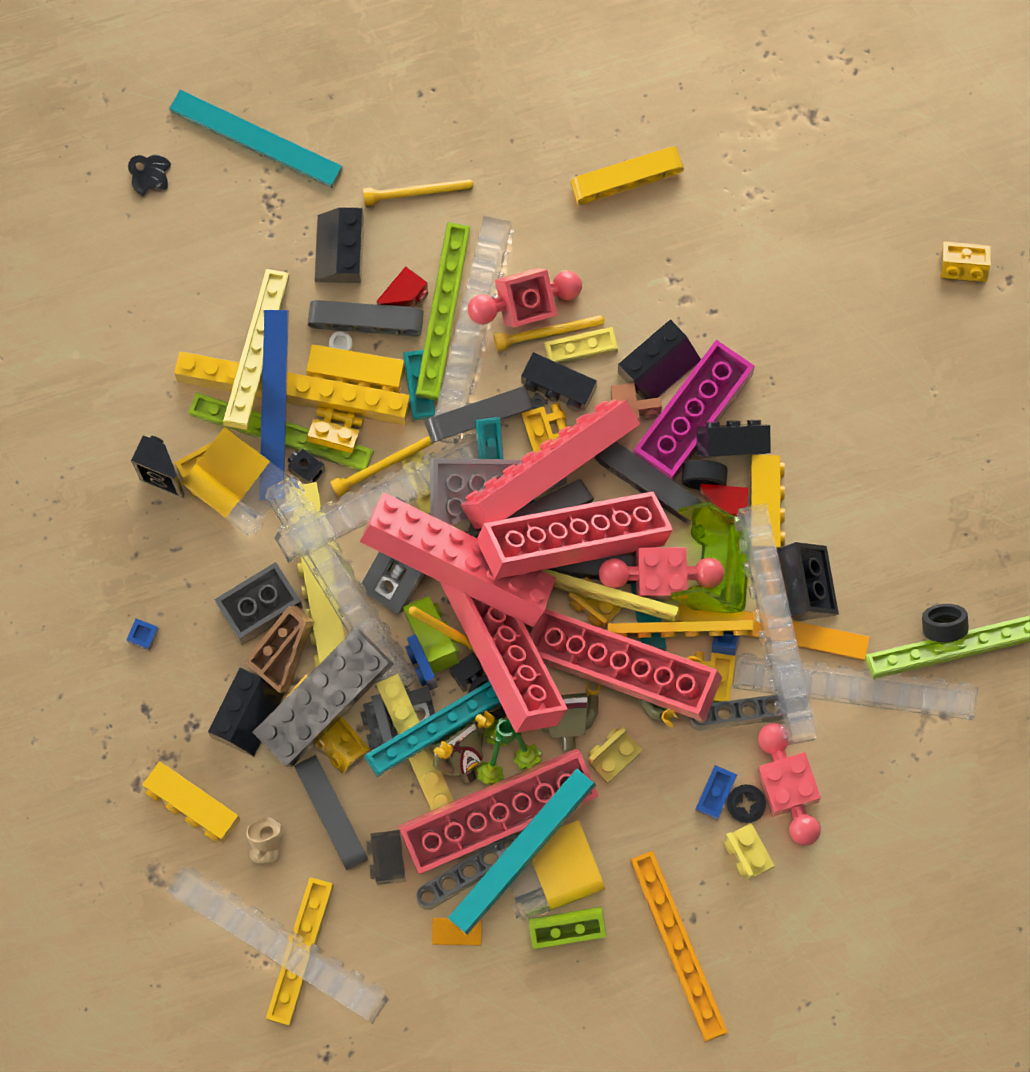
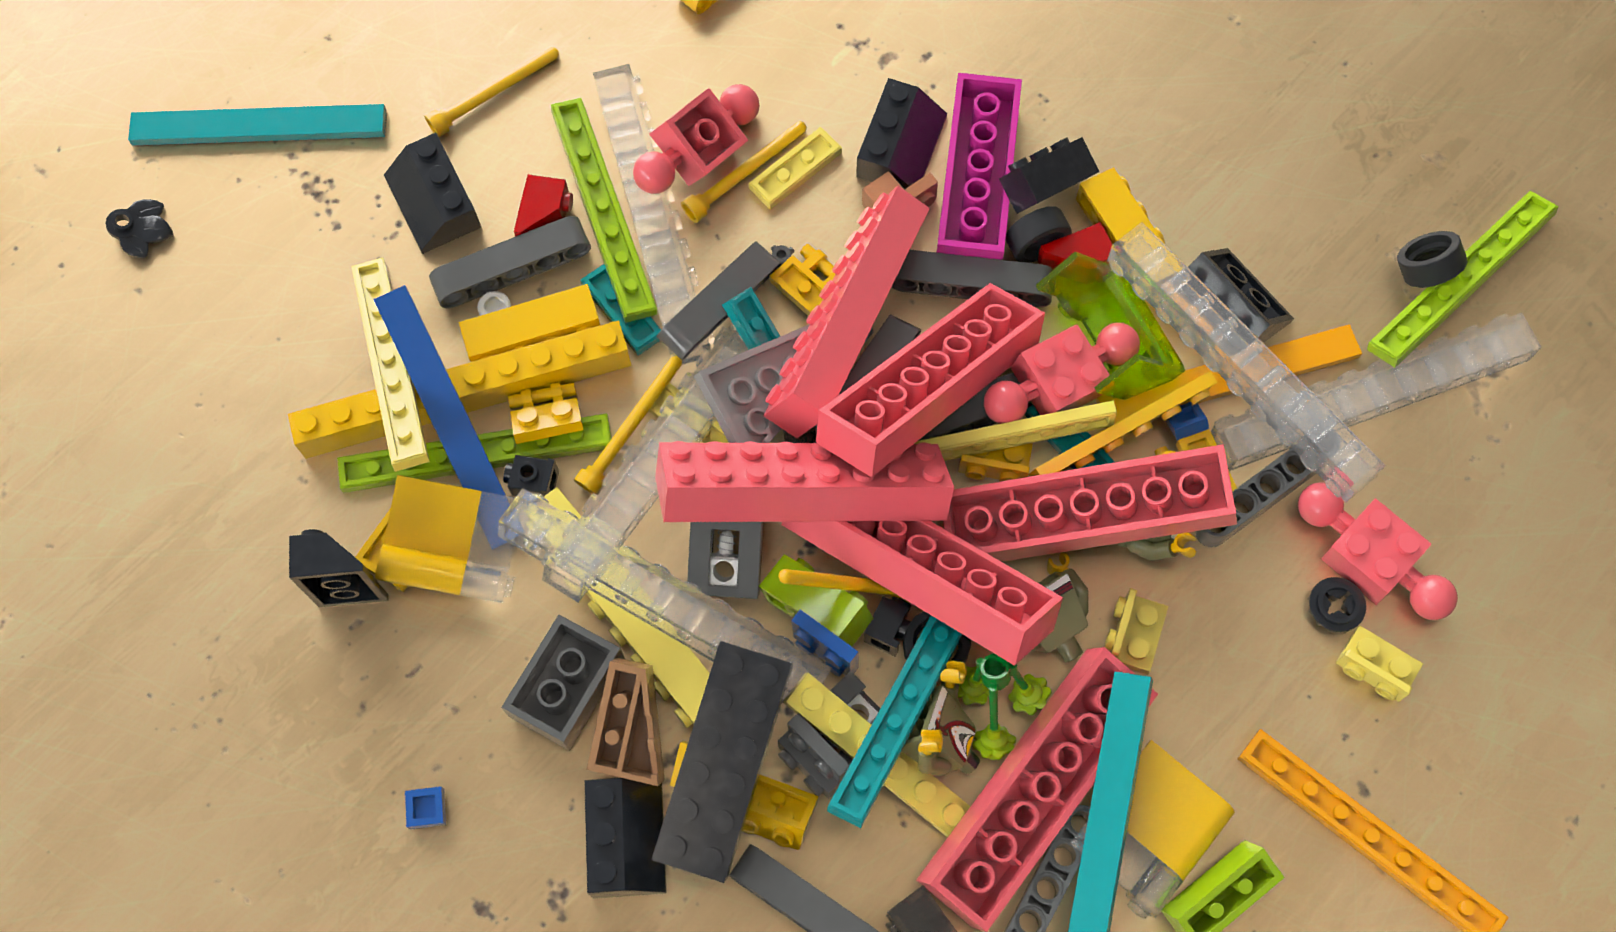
camera: 30 degrees left, 5 degrees down
(558, 382) = (794, 218): black brick -> none
(716, 792) = (1292, 610): blue plate -> none

